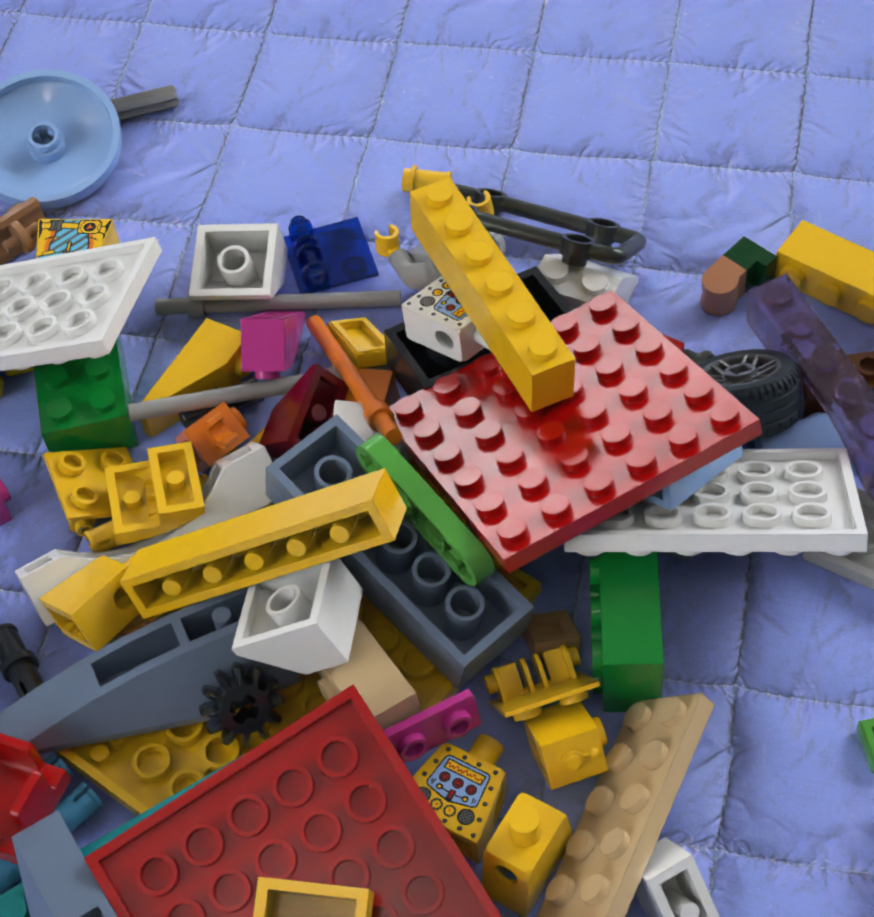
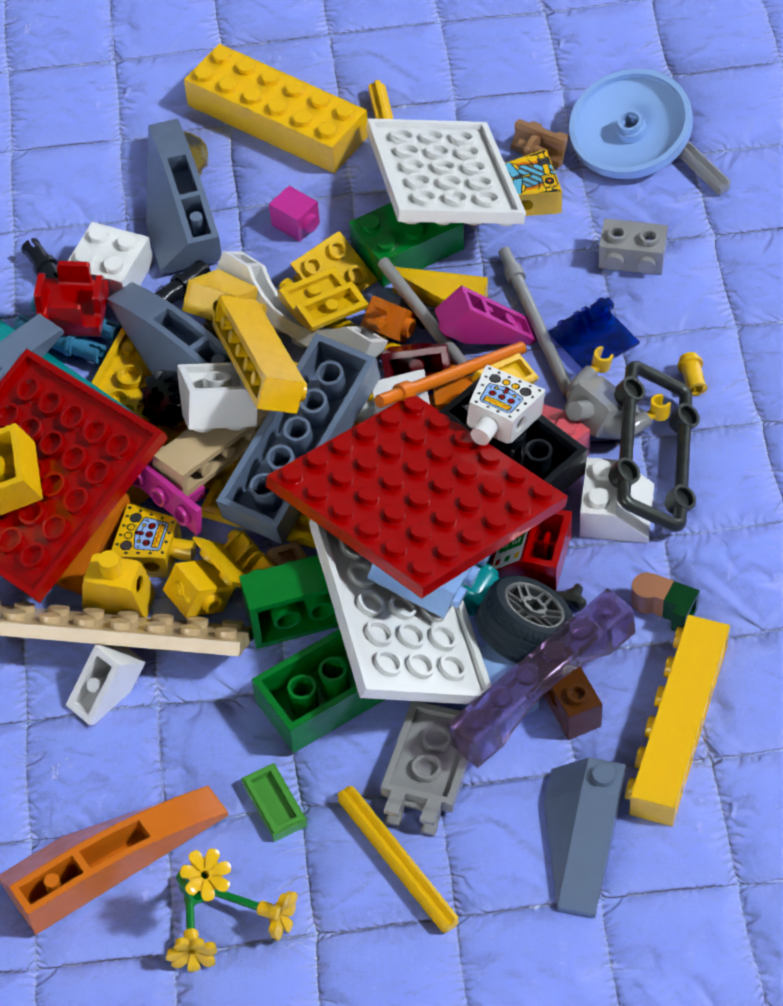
camera: 70 degrees right, 0 degrees up
(221, 185) = (633, 249): none -> light grey brick
(238, 262) = (546, 281): white slope -> none
(429, 512) = (319, 420): bright green beam -> none
(492, 295) = (496, 404): yellow brick -> none
(773, 638) = (310, 692): none -> green brick

